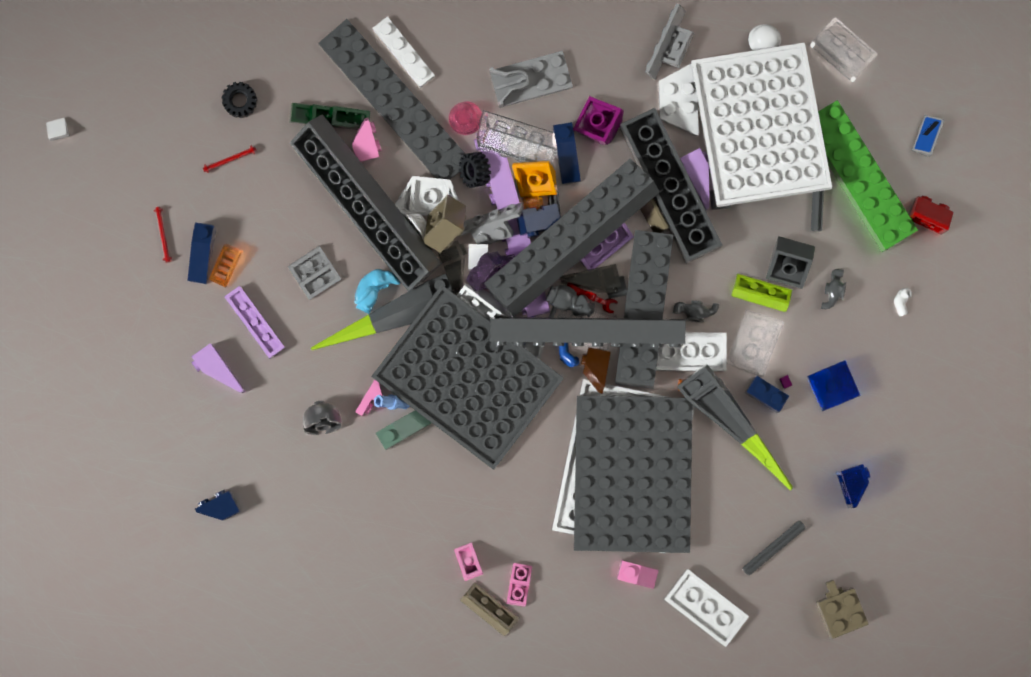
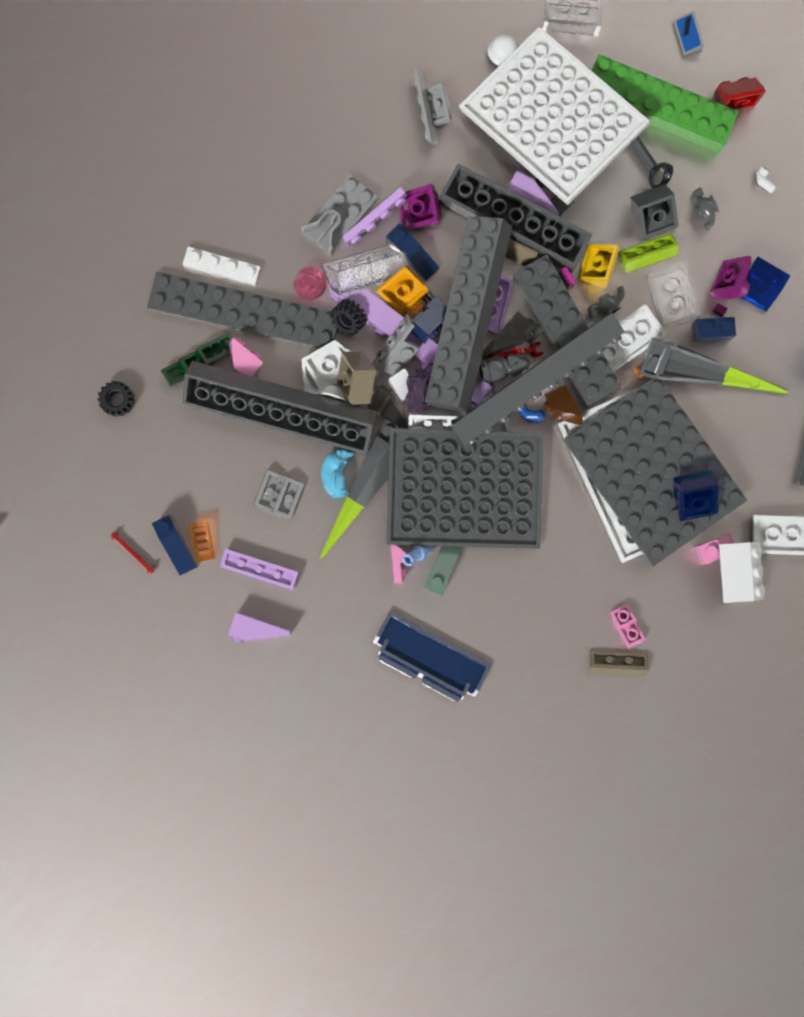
camera: 30 degrees left, 0 degrees up
(206, 168) = (142, 453): red axle -> none
(221, 507) = (341, 740): dark blue slope -> none
(321, 417) = (370, 607): flat silver cylinder -> none
(342, 497) = (433, 659): none -> dark blue slope
(468, 561) = (574, 638): bright pink slope -> none
(550, 103) = (381, 212): none -> lavender plate
(641, 606) = (741, 572): none -> white slope
(648, 517) = (696, 495): none -> clear blue slope
(677, 267) = (566, 278): none -> dark pink tile
(679, 100) = (471, 146): white wing -> none
(711, 272) = (598, 264): none -> yellow slope
(811, 364) = (731, 279): none -> magenta slope
(823, 240) = (668, 172): none -> black piece

